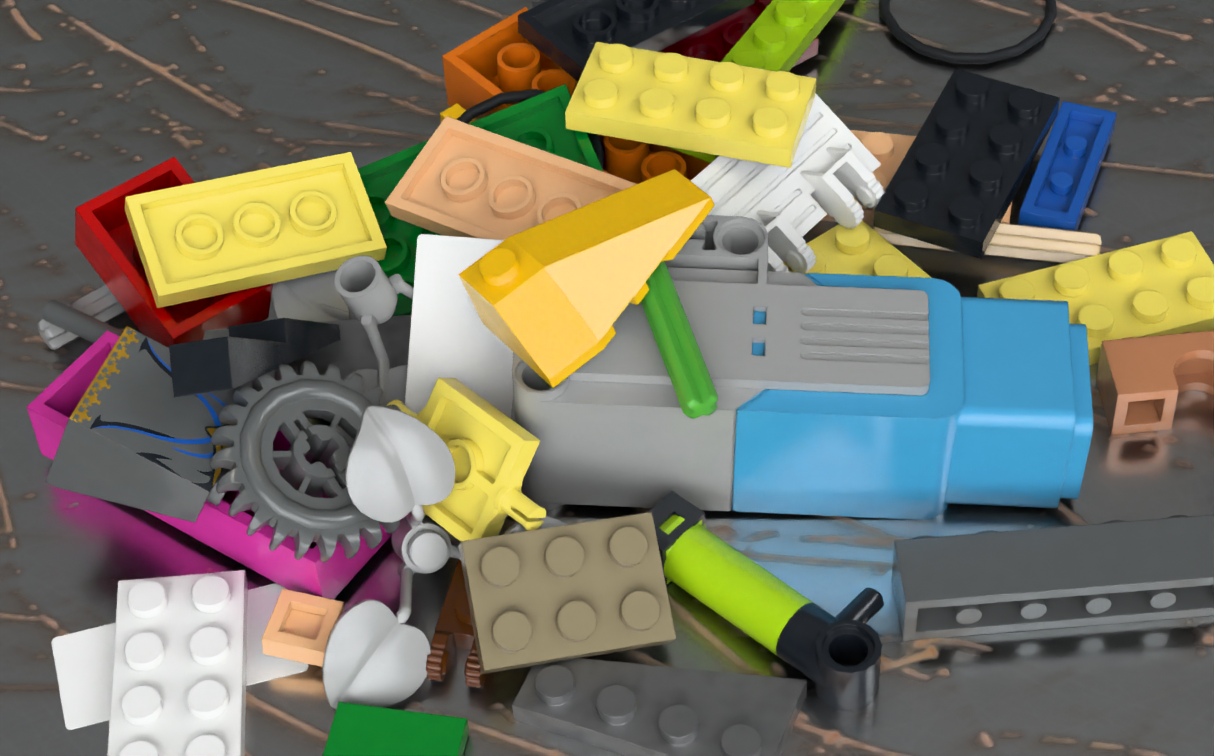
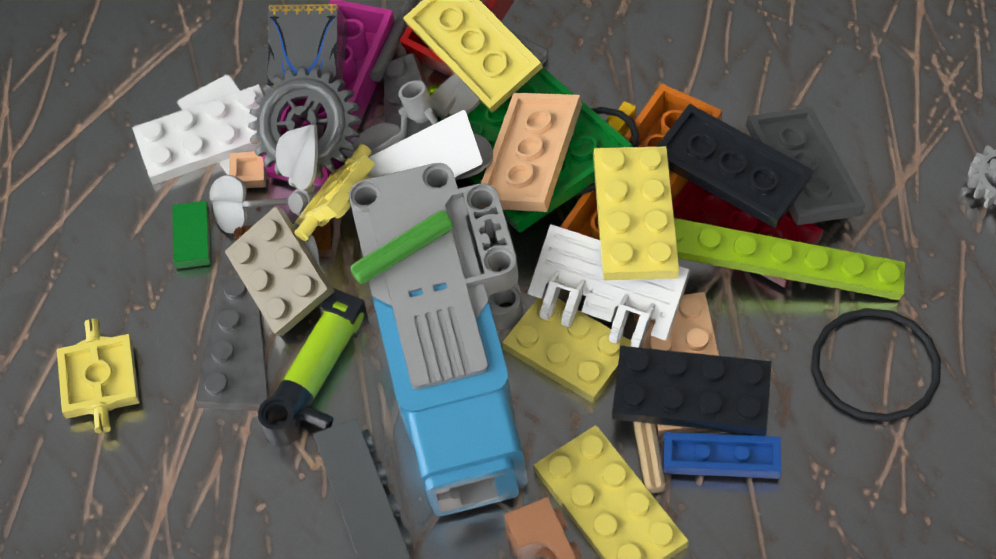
camera: 75 degrees right, 10 degrees up
(245, 353) = (365, 71): black slope -> none
(570, 278) = (412, 178): yellow wedge -> none

